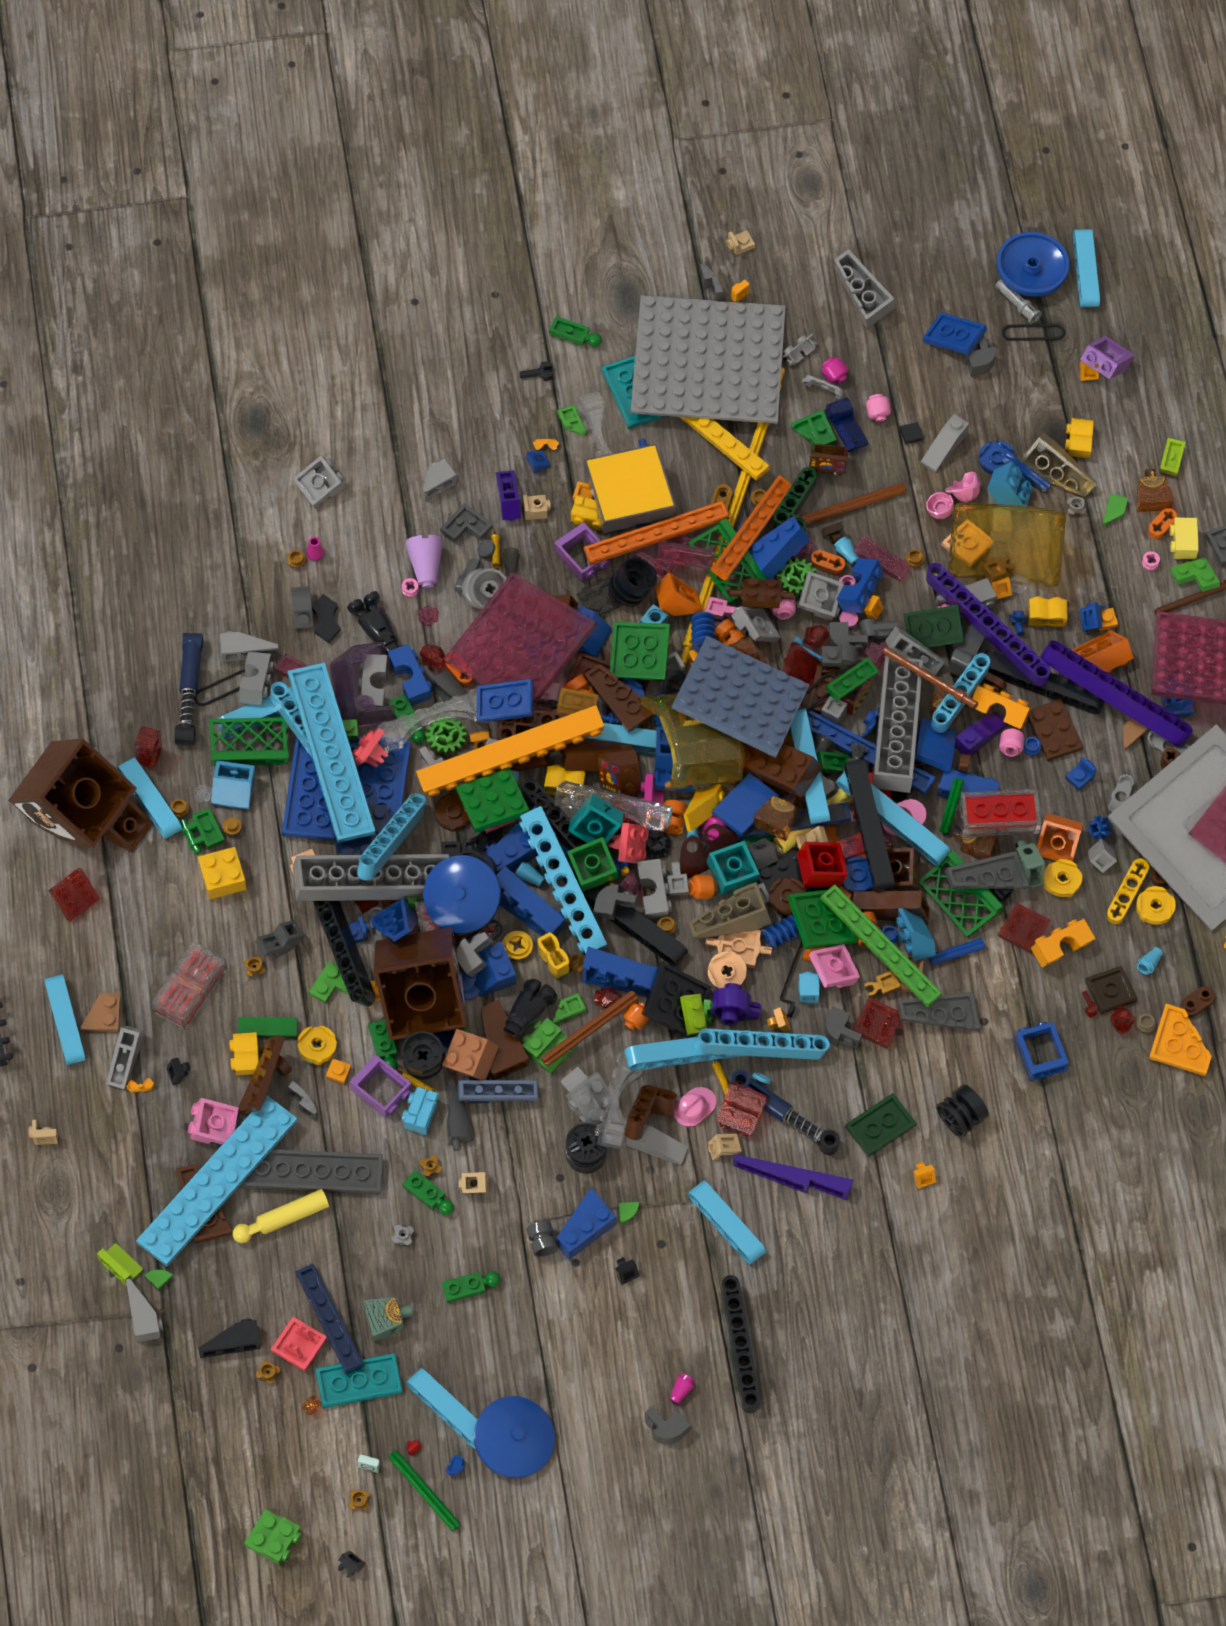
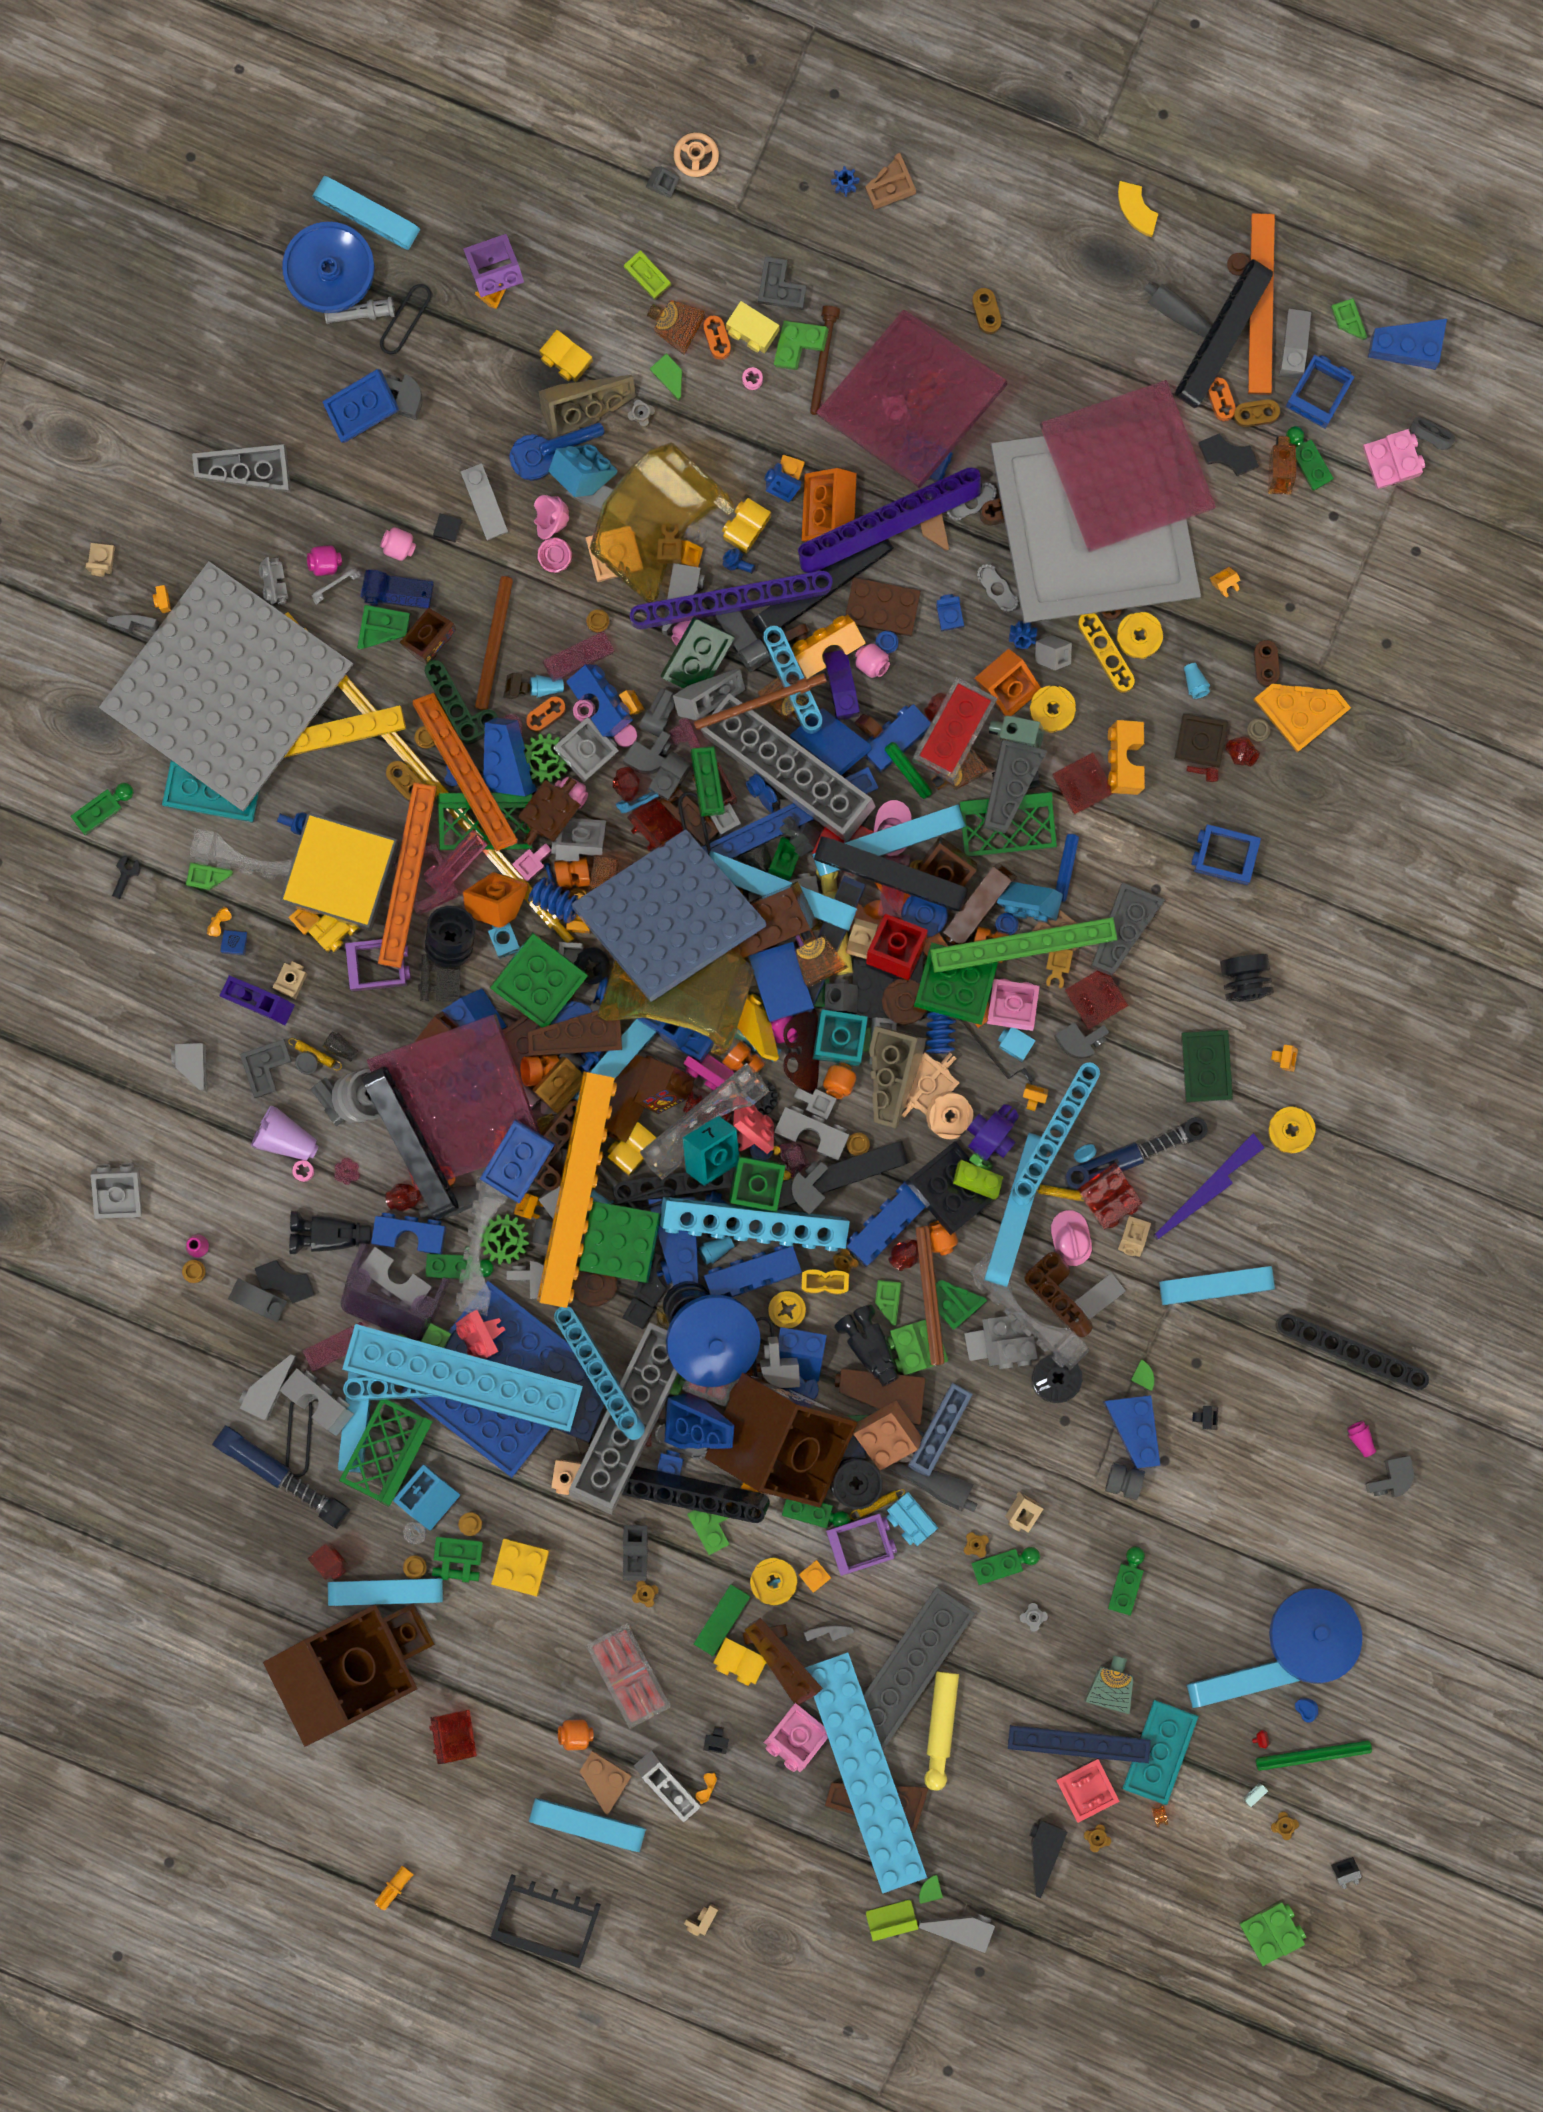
camera: 55 degrees left, 20 degrees up
(124, 975) = (575, 1734): none -> orange head
(473, 631) = (410, 1142): none -> black beam
(595, 1053) = (956, 1303): none -> green wing
(871, 1199) = (1285, 1141): none -> yellow plate

